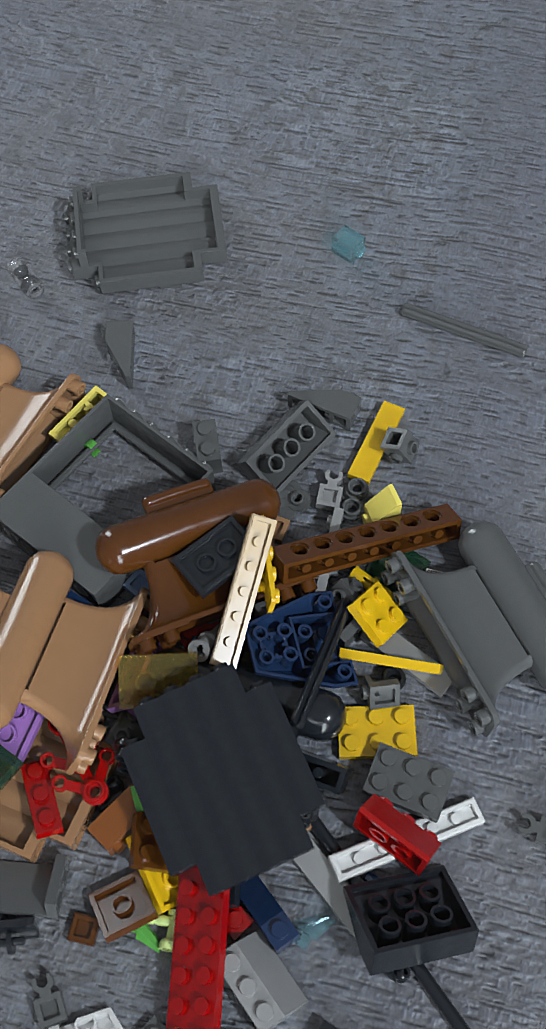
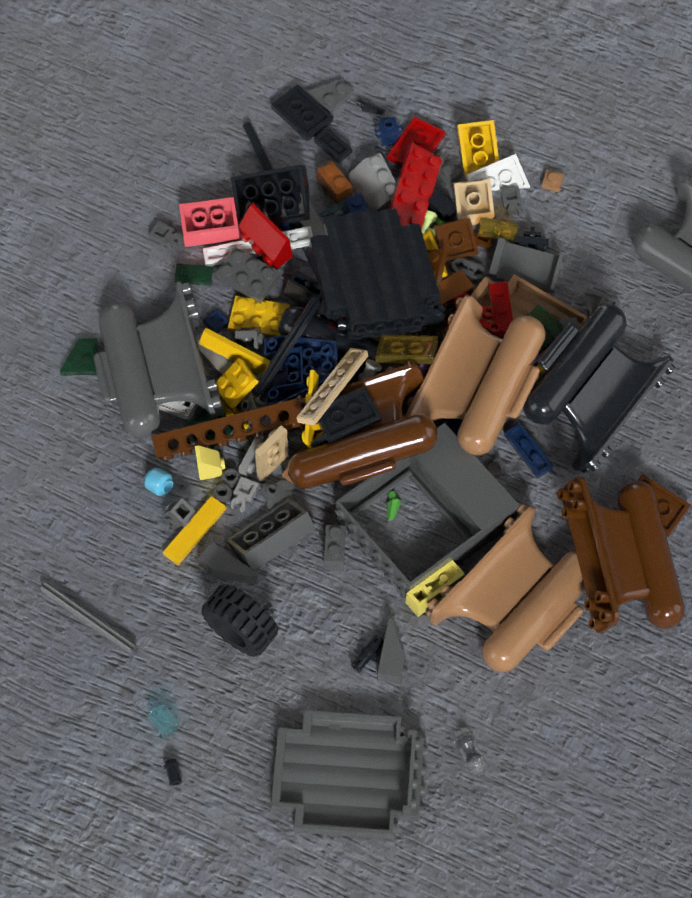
camera: 170 degrees left, 0 degrees up
(63, 943) = (497, 229): none -> clear yellow panel
(100, 860) = (469, 269): none -> dark grey beam
(106, 988) = (474, 200): none -> tan slope
(149, 350) = (367, 653): none -> black pin
(152, 966) = (442, 206): none -> black brick
(292, 324) = (239, 620): none -> black tyre
(309, 517) = (271, 453): none -> tan plate
(322, 972) = (334, 182): none -> dark orange brick
(327, 210) = (172, 768): none -> black pin
(432, 714) = (216, 321): none -> dark blue tile
(436, 482) = (158, 481): none -> medium azure head
(484, 779) = (194, 274): none -> clear green plate
(489, 857) = (209, 222): none -> coral brick

